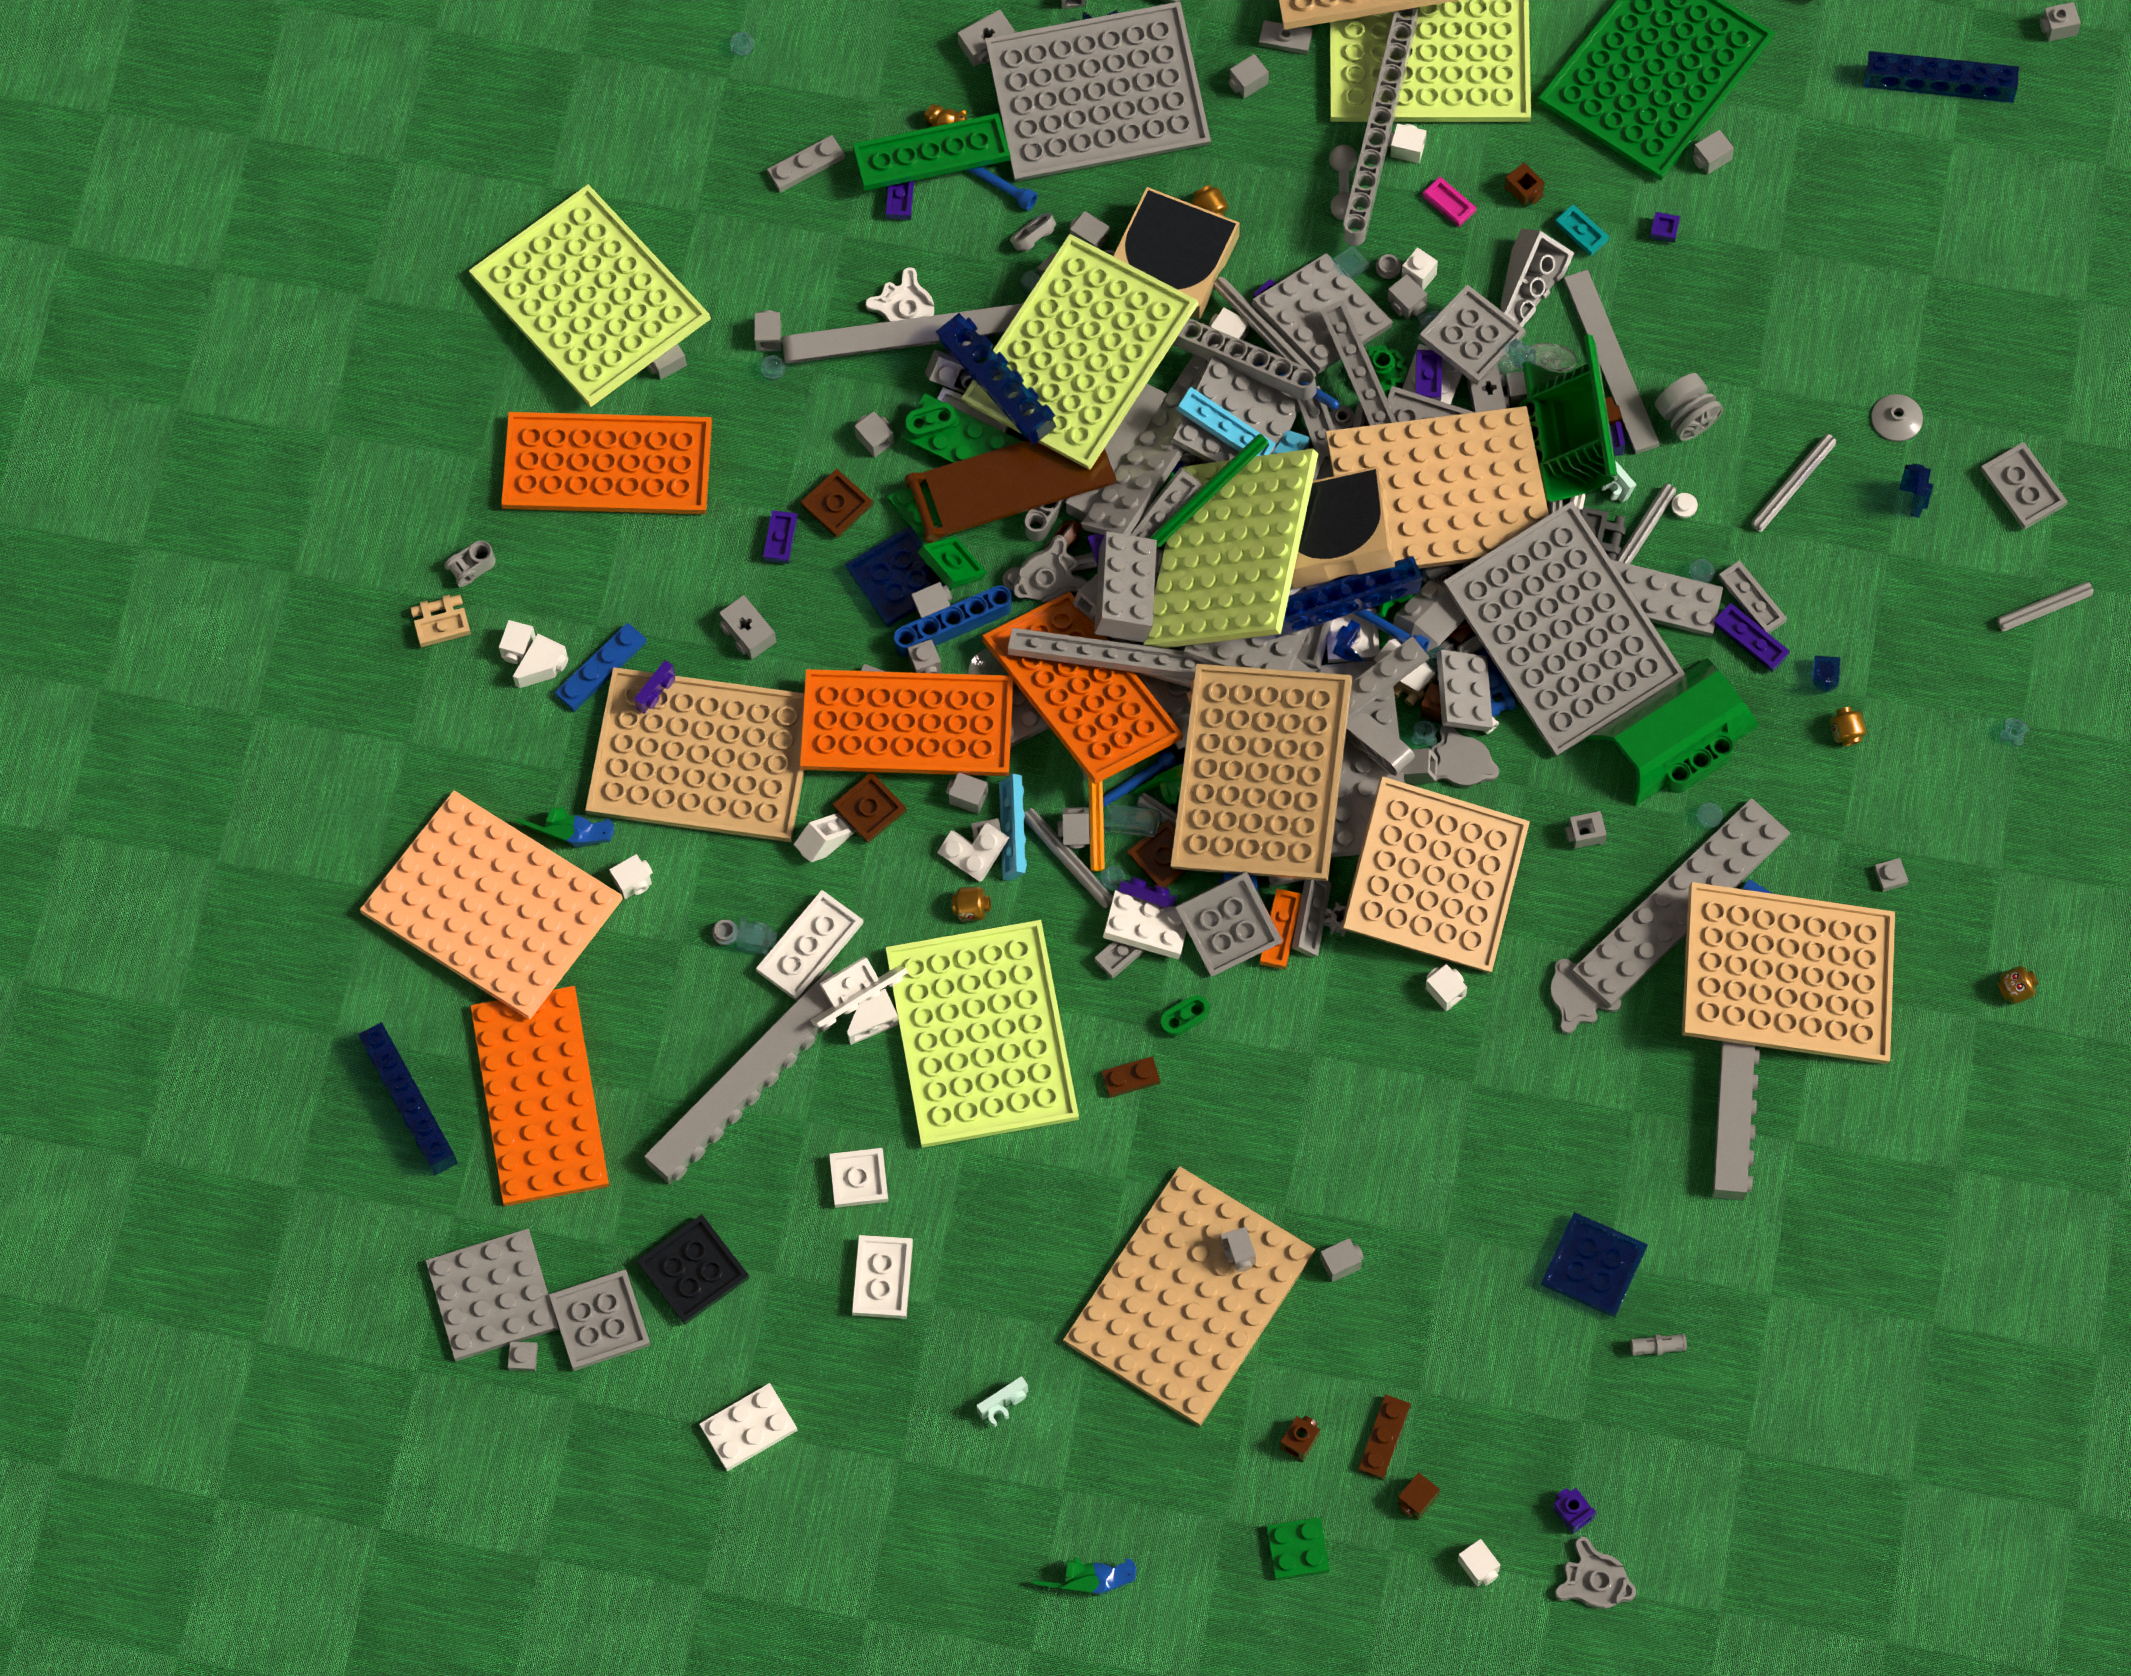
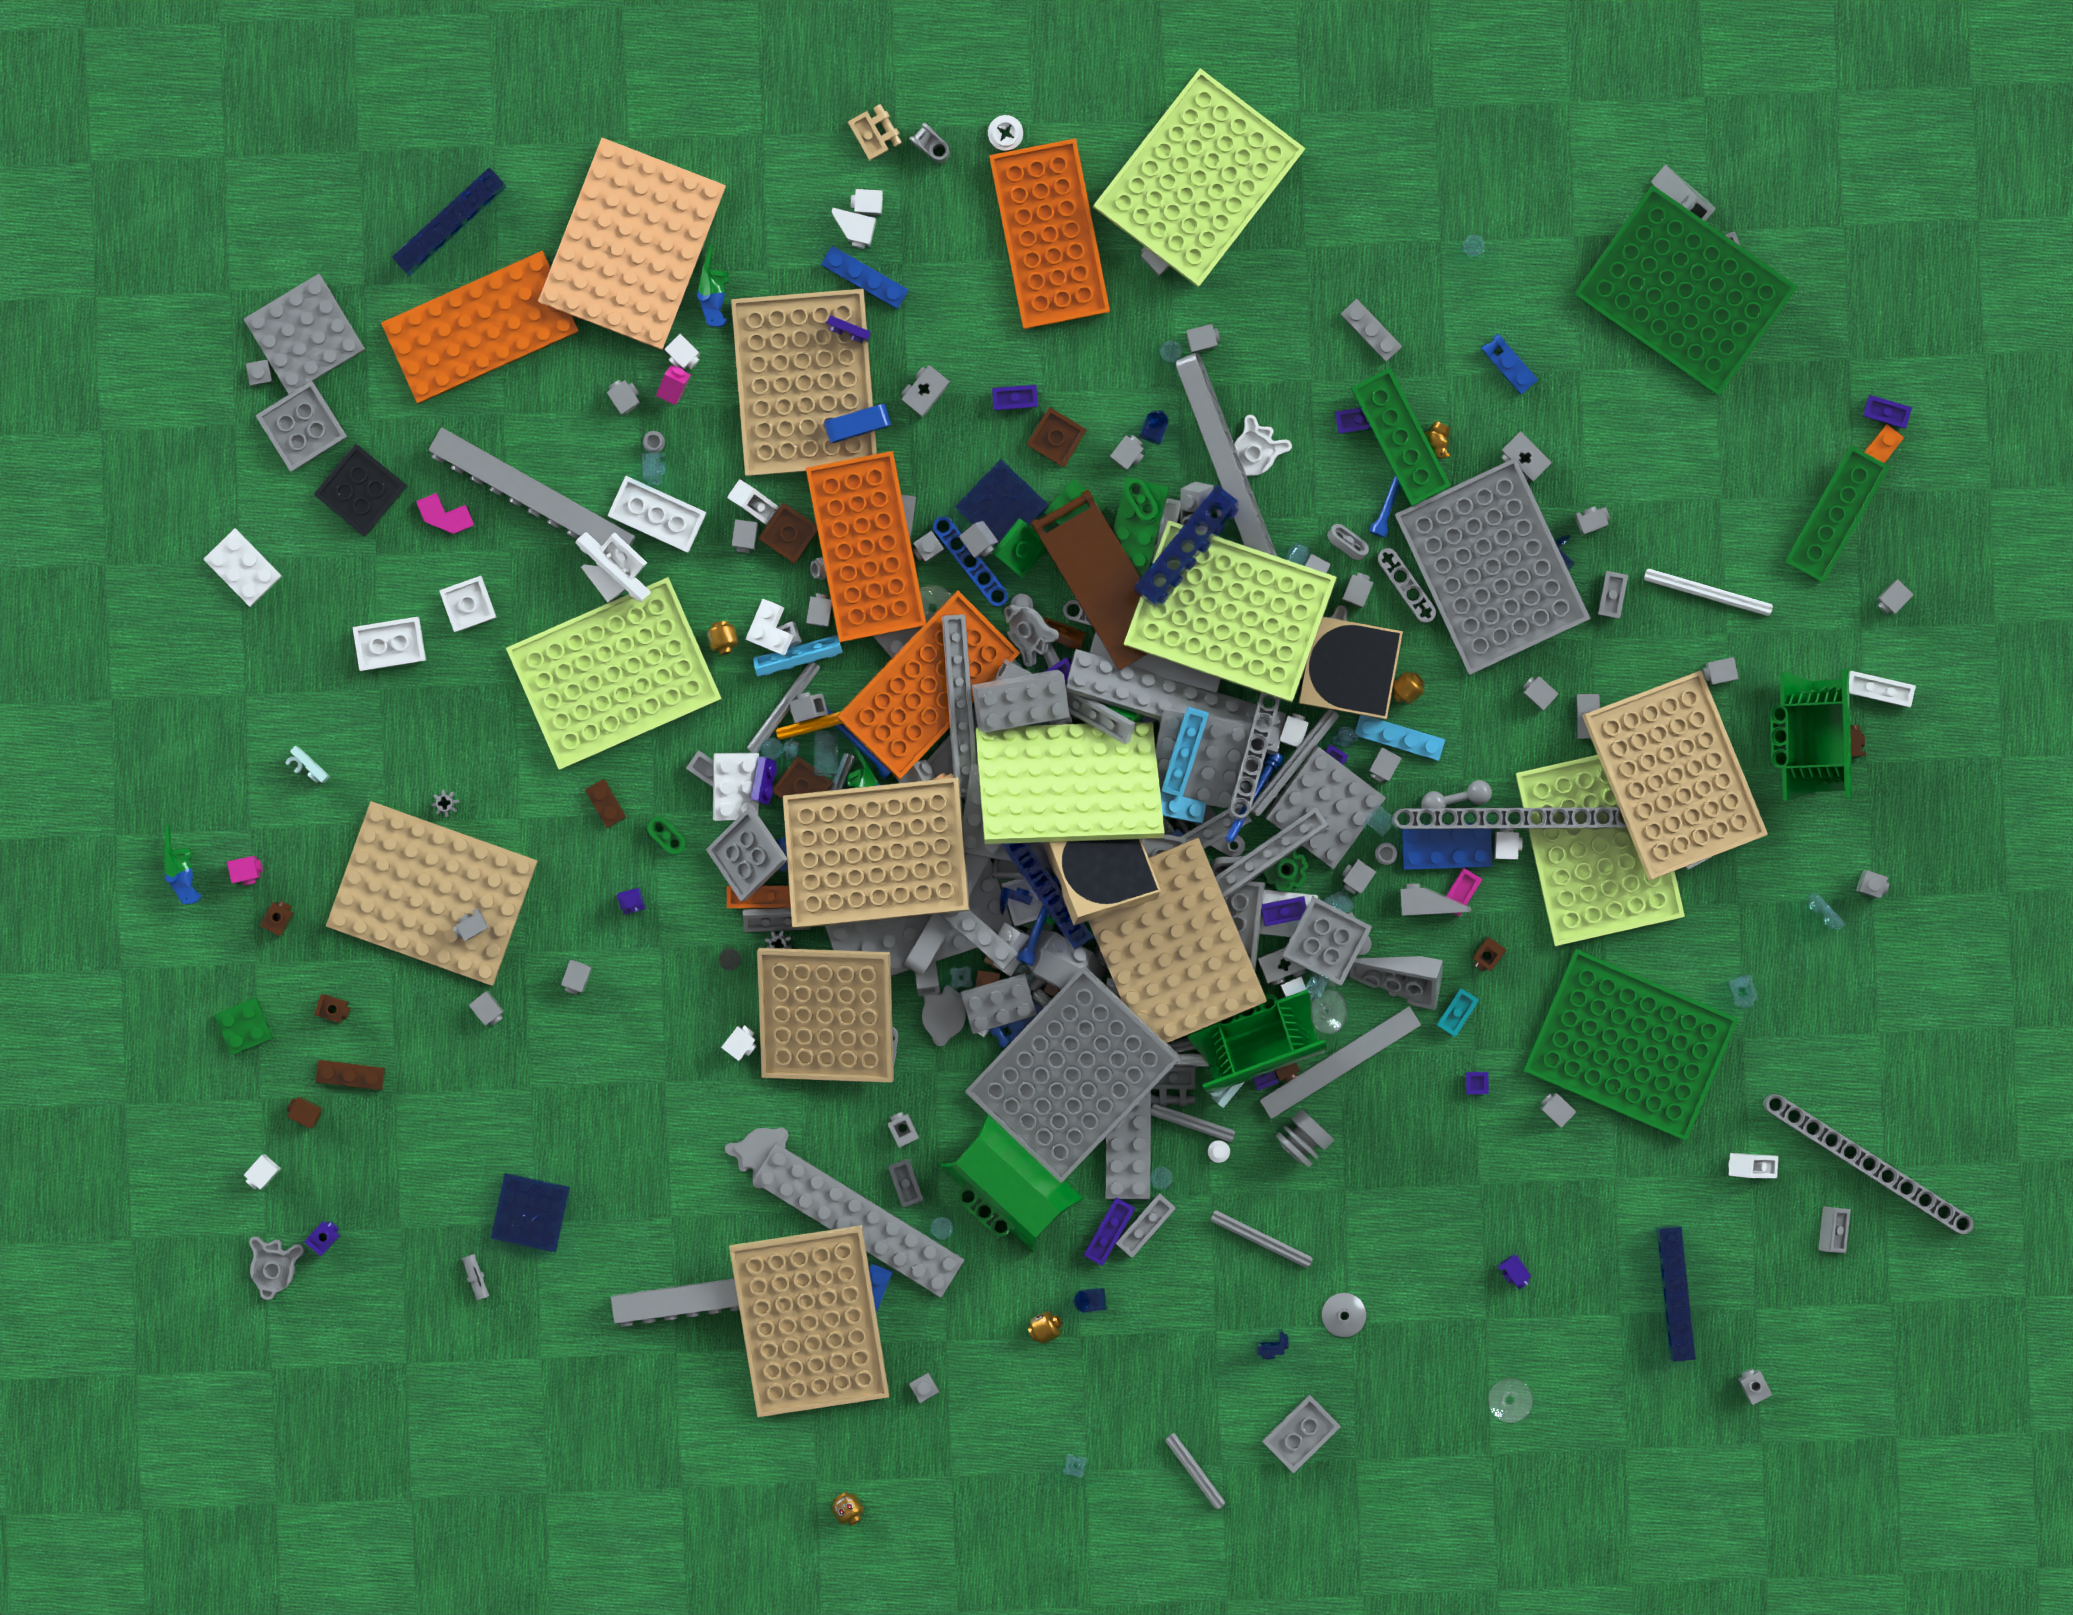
camera: 70 degrees right, 20 degrees up
(481, 474) = (1004, 122): none -> white gear
(664, 951) = (624, 396): none -> light grey brick
(665, 891) = (673, 384): none -> dark pink brick
(743, 1194) = (452, 521): none -> dark pink tile
(764, 701) = (857, 423): none -> blue beam
(851, 399) = (1154, 426): none -> clear blue plate
(859, 854) = (744, 536): none -> light grey brick
(881, 36) = (1509, 364): none -> blue plate
(919, 783) = (818, 569): none -> light grey plate
(1094, 182) = (1403, 587): none -> light grey beam
(1094, 1254) = (449, 807): none -> light grey gear
(1110, 1502) = (245, 870): none -> dark pink brick
(1118, 857) = (791, 749): none -> clear light blue plate
(1177, 1476) = (278, 918): none -> reddish brown brick
(1209, 489) = (1121, 751): green axle -> none
(1248, 278) = (1345, 737): none -> clear light blue plate
(1251, 1070) = (631, 901): none -> dark purple brick
(1262, 227) = (1399, 737): none -> medium azure plate
(1289, 246) = (1384, 765): none -> light grey brick
(1326, 1150) = (576, 977): none -> light grey brick
(1345, 978) = (729, 959): none -> clear smoke plate
(1396, 206) = (1446, 848): none -> blue plate
(1420, 268) = (1386, 881): white brick -> none
(1451, 232) = (1426, 901): none -> light grey slope
(1649, 842) = (905, 1183): none -> dark grey plate
(1883, 230) = (1515, 1271): none -> dark purple brick
(2030, 255) = (1522, 1400): none -> clear dish

